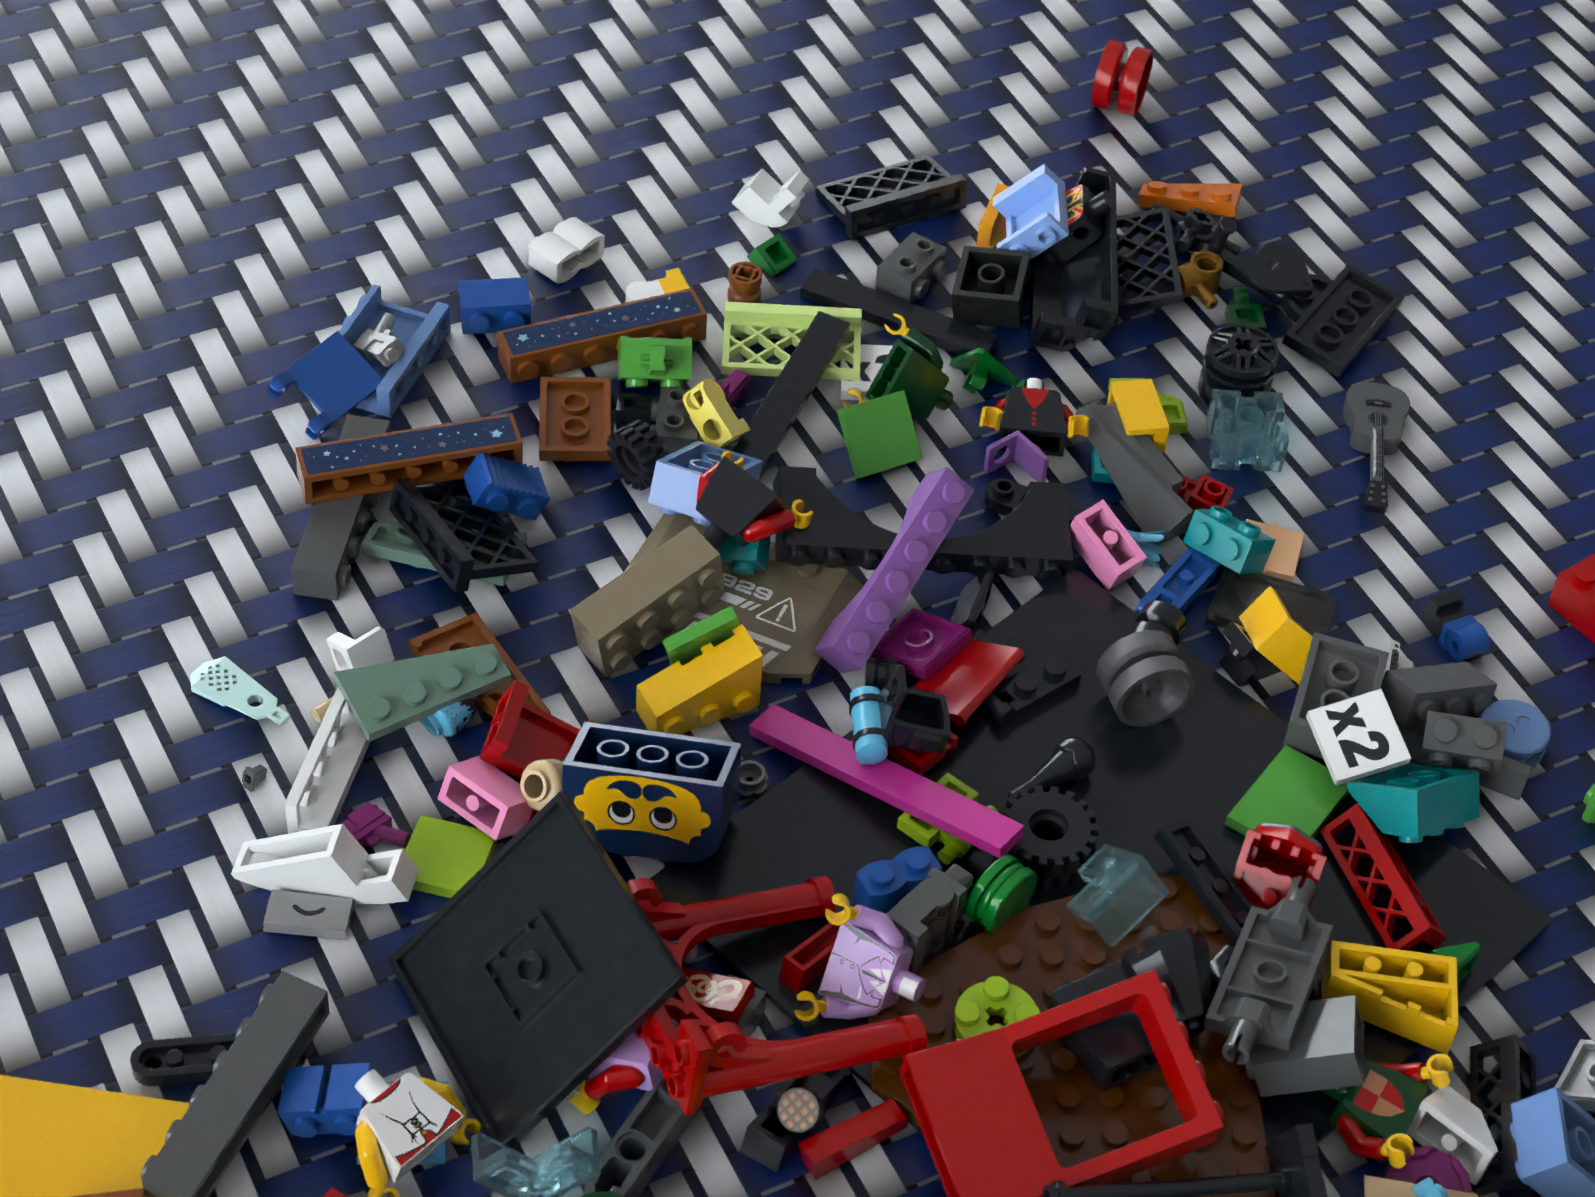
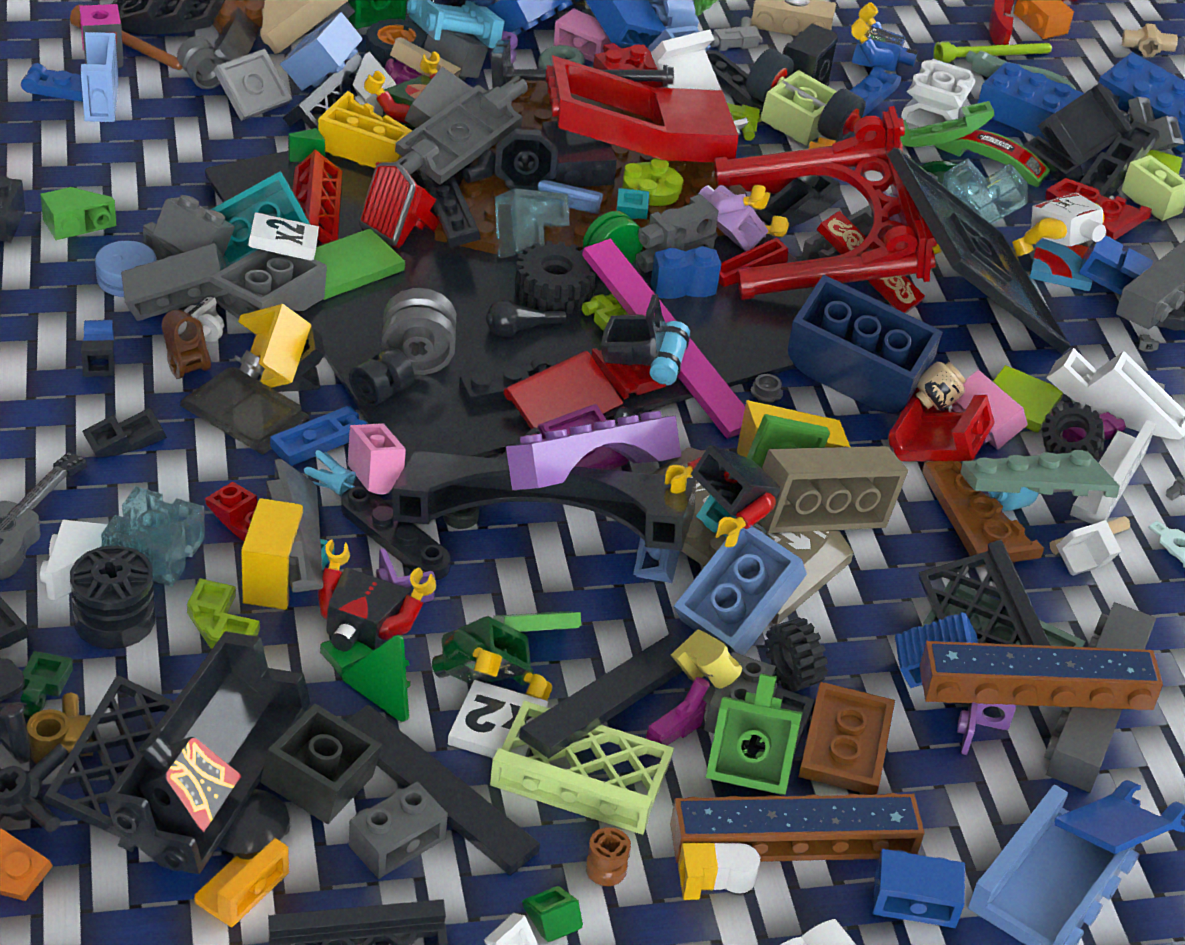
camera: 165 degrees left, 5 degrees down
(380, 343) = (1062, 860): light grey piece -> none
(382, 788) = (1069, 418): none -> black tyre
(1004, 957) = (633, 203): none -> teal plate
(1033, 212) = (234, 795): light blue panel -> none
(1085, 940) = (577, 197): none -> medium blue slope
(1229, 540) = (254, 438): teal brick -> none
(1285, 551) = (205, 458): light nougat piece -> none
(1304, 411) = (65, 548): none -> white slope
(1358, 549) = (116, 438): none -> black slope
(1374, 626) = (188, 350): none -> reddish brown piece

